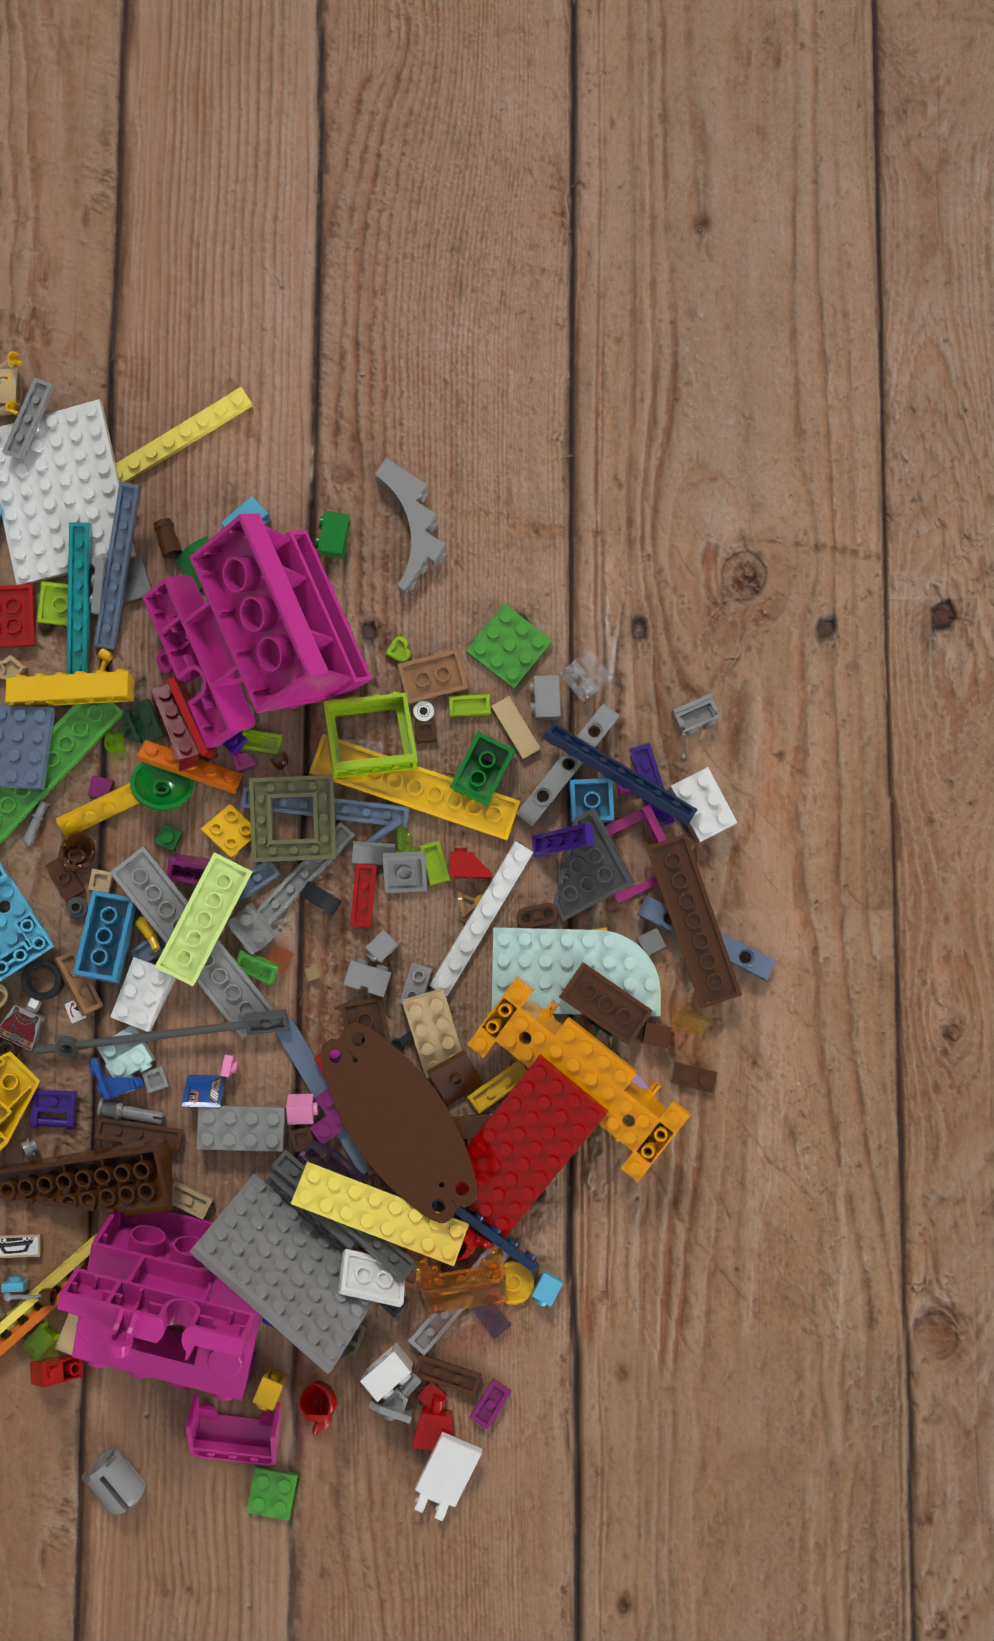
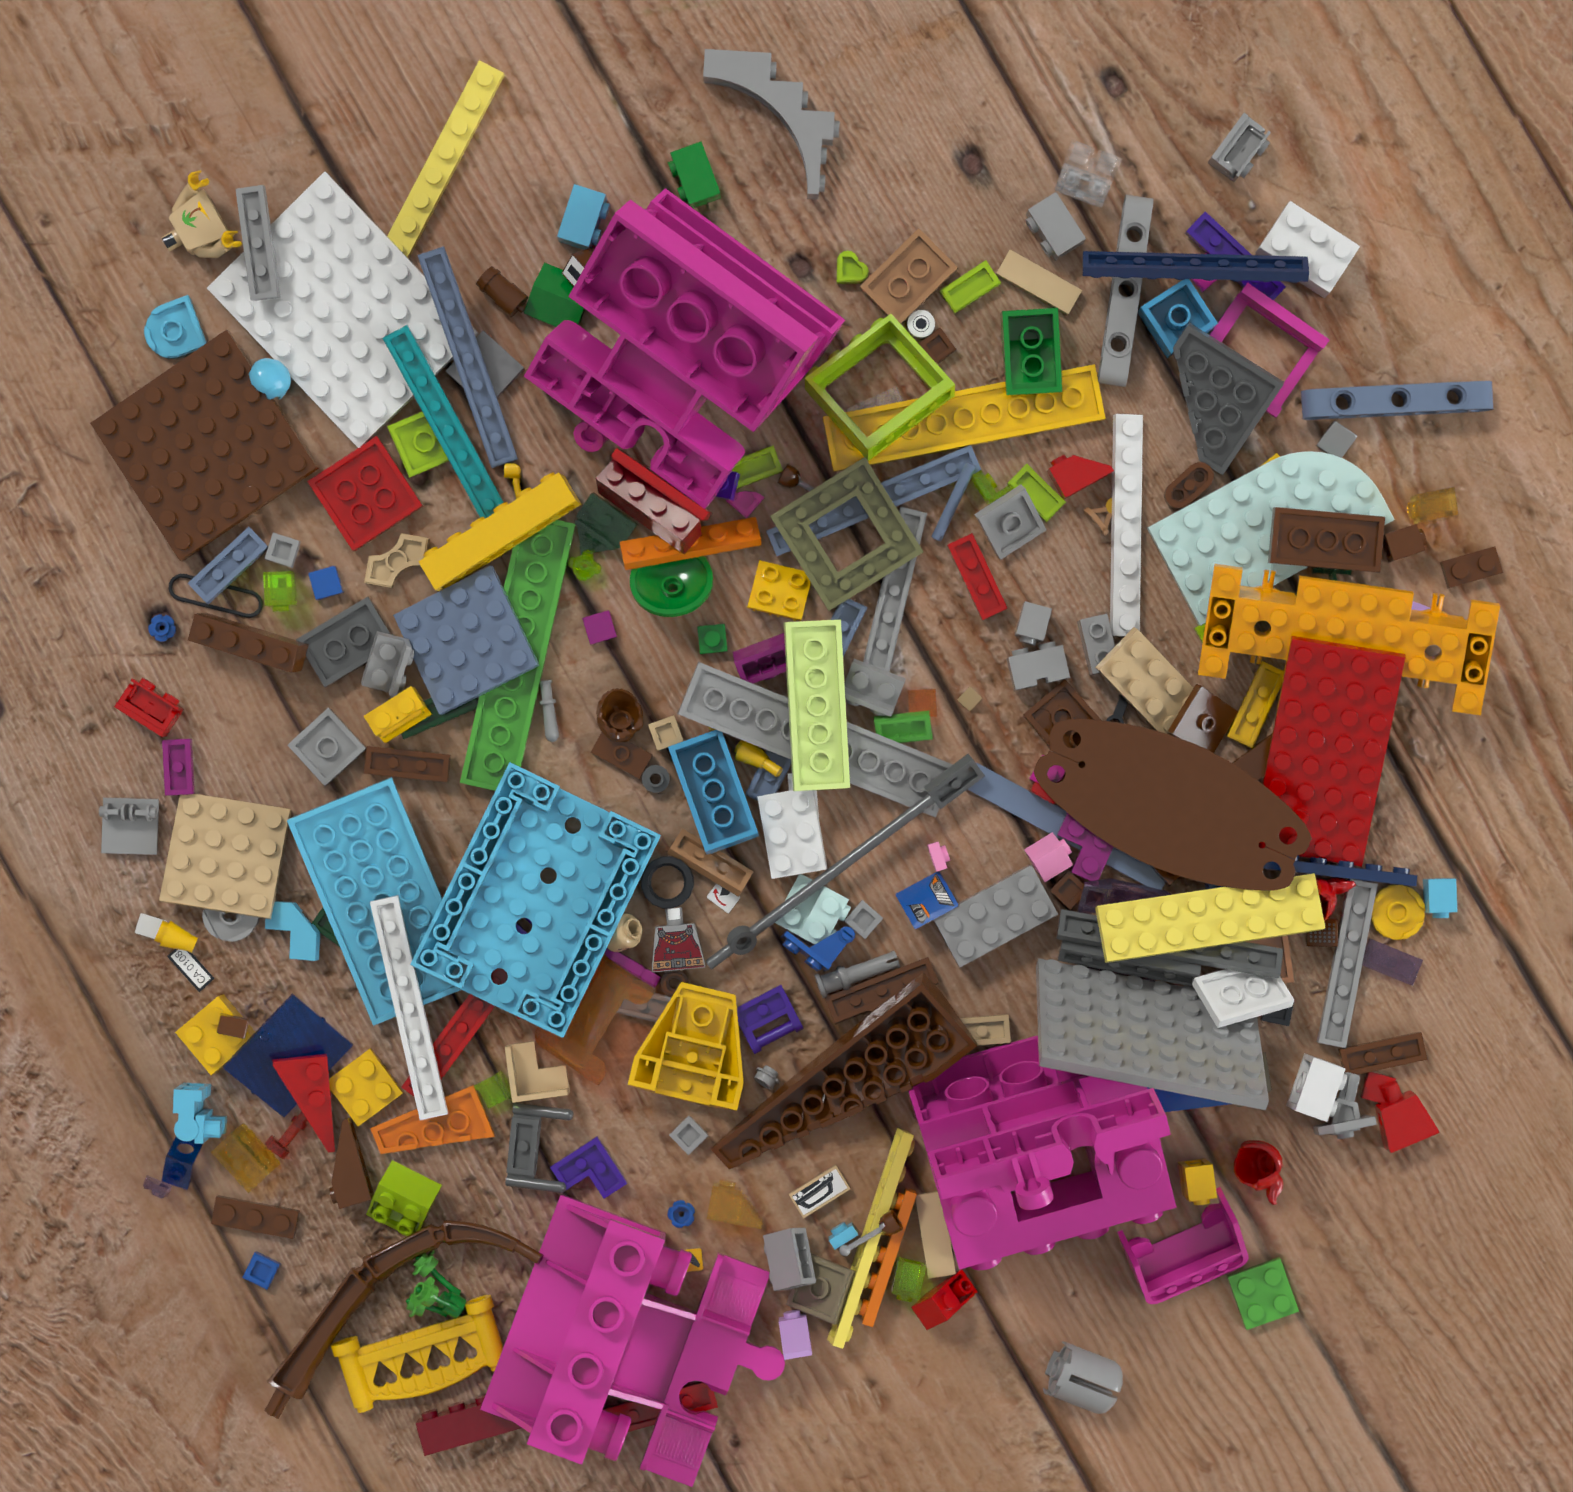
camera: 30 degrees left, 5 degrees up
(97, 580) = (457, 389): light grey plate -> none
(97, 810) = (614, 653): yellow plate -> none
(320, 898) = (932, 606): black tyre -> none
(370, 852) = (957, 522): light grey tile -> none
(446, 1473) = (1445, 1159): white tile -> none
(463, 1287) = (1348, 946): clear orange windscreen -> none
(490, 1403) = (1448, 1058): magenta plate -> none
(509, 646) = (975, 191): bright green plate -> none
(562, 840) = (1173, 380): dark purple plate -> none
(693, 921) = (1374, 388): reddish brown plate -> none

